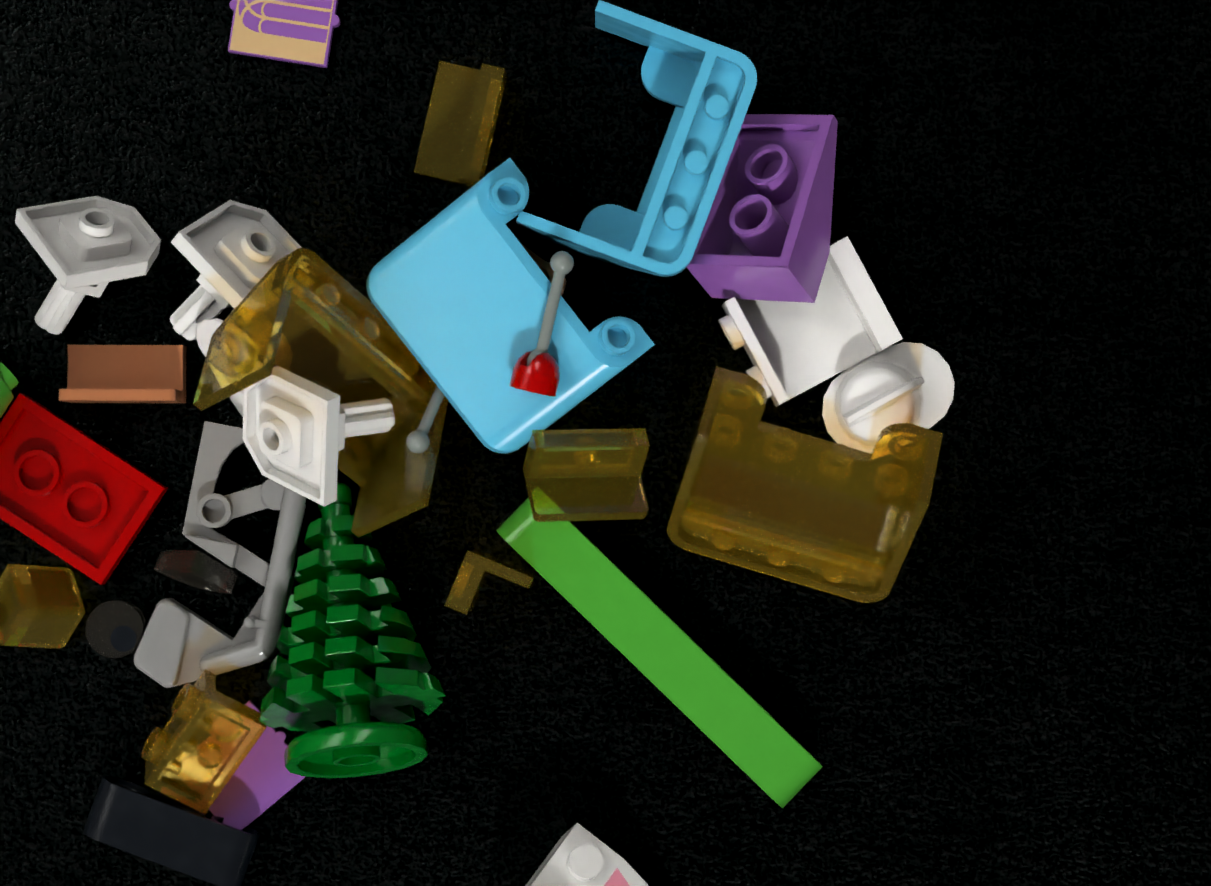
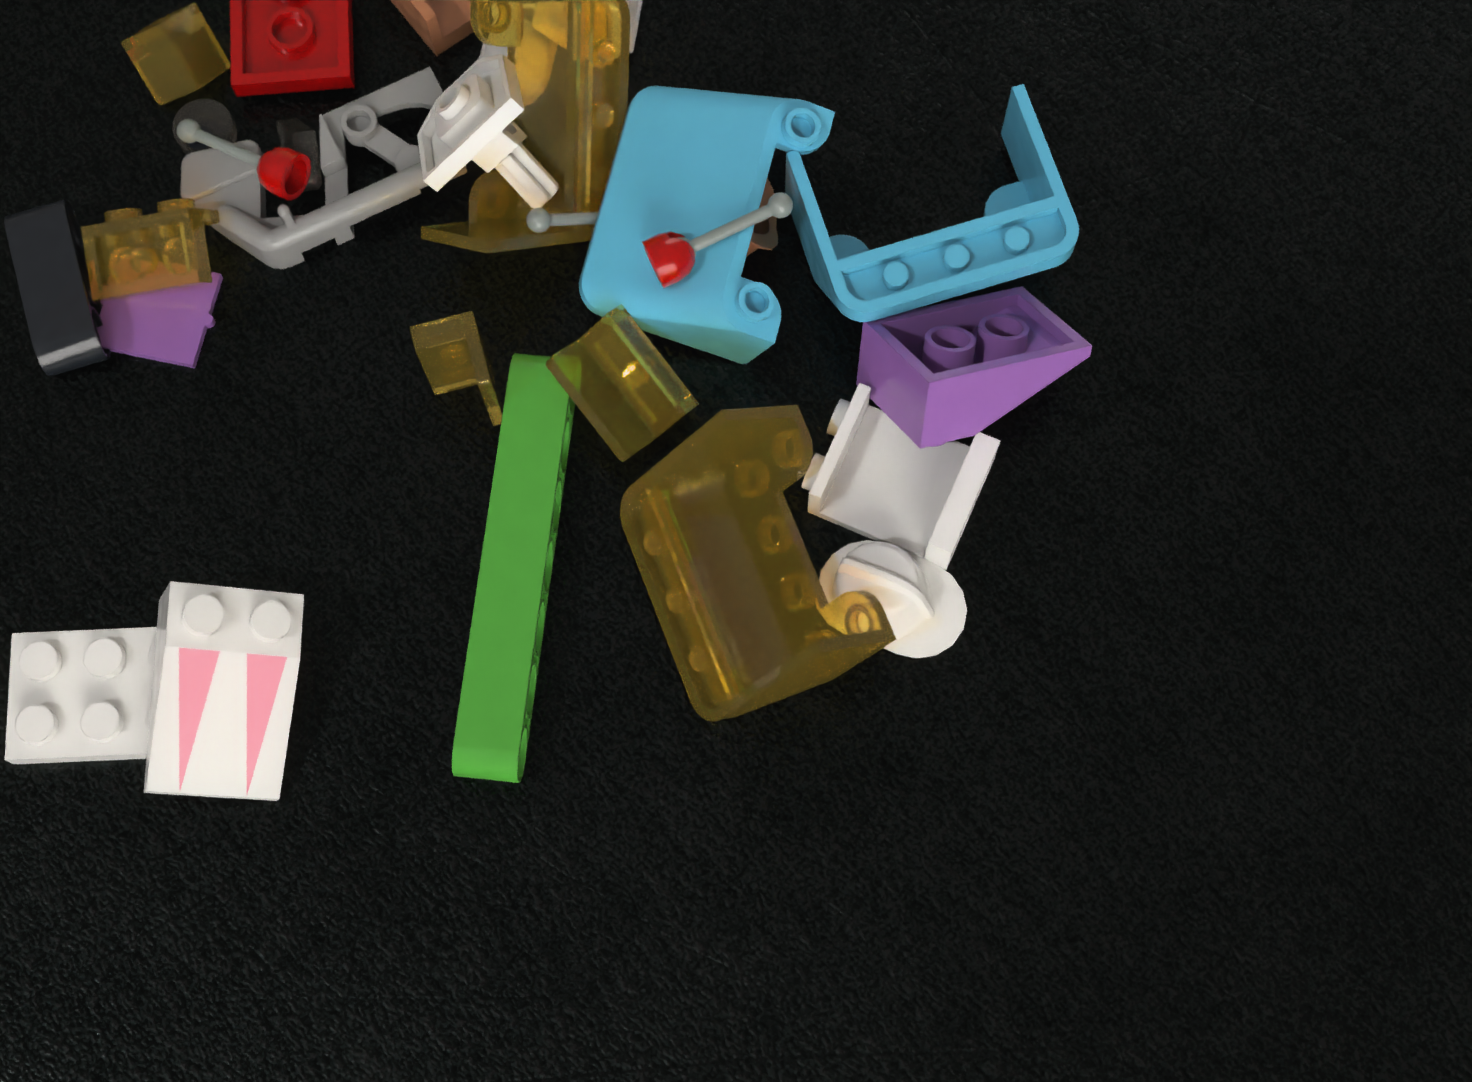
camera: 50 degrees right, 15 degrees down
(211, 601) = (279, 170): none -> red hinge
(347, 660) = (298, 303): green plant -> none
(460, 123) = (848, 83): clear yellow panel -> none

